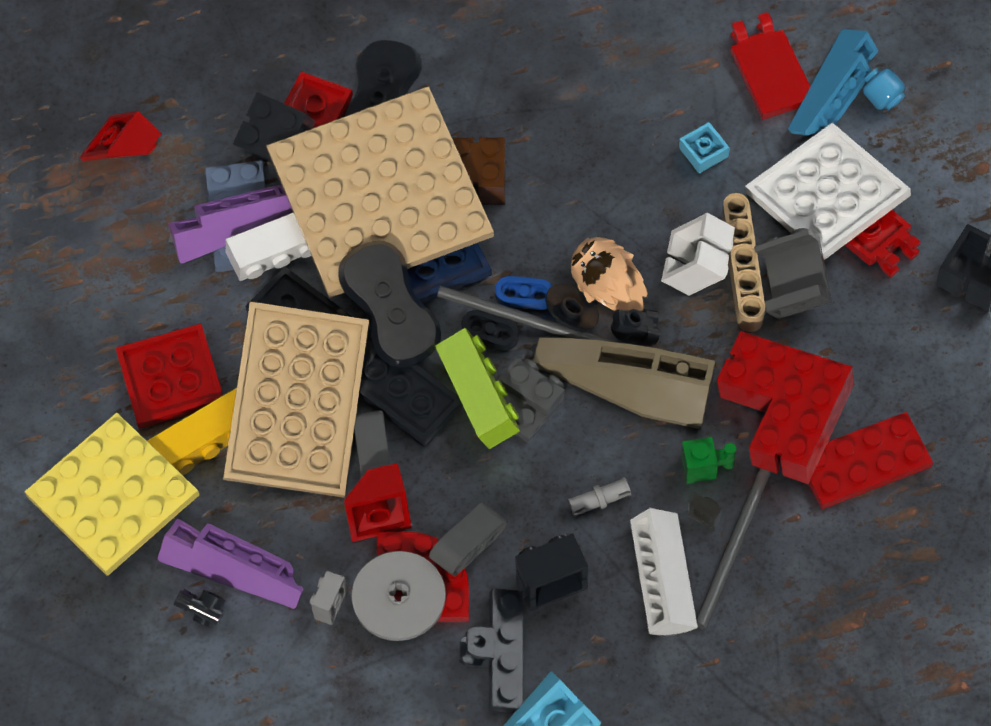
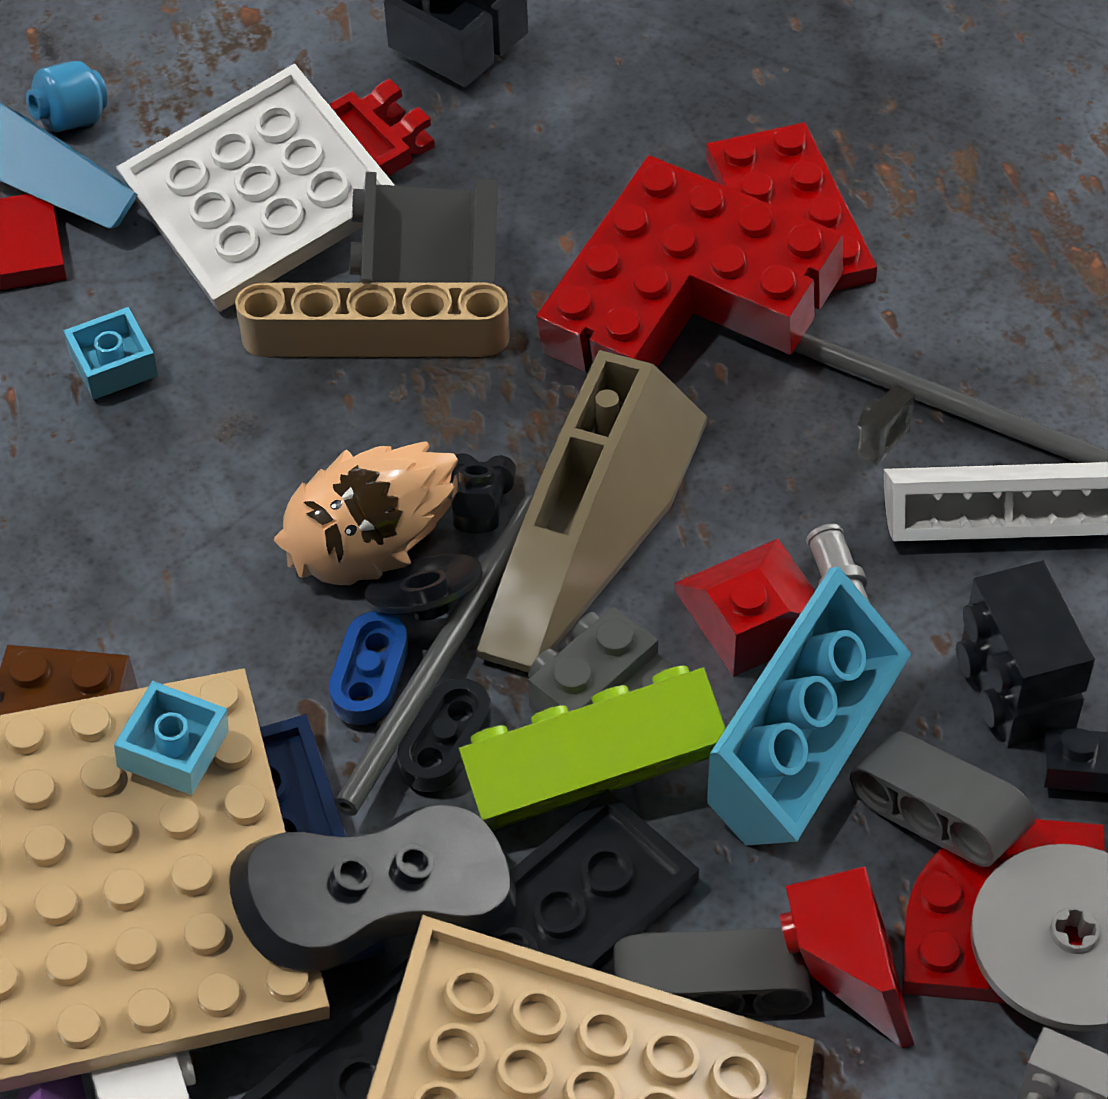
camera: 85 degrees left, 10 degrees down
(439, 203) = (171, 737): none -> medium azure piece
(505, 473) = (804, 715): none -> medium azure slope
(583, 457) = (747, 604): none -> red slope
(702, 460) = (782, 412): green brick -> none
(704, 249) = (357, 353): white piece -> none

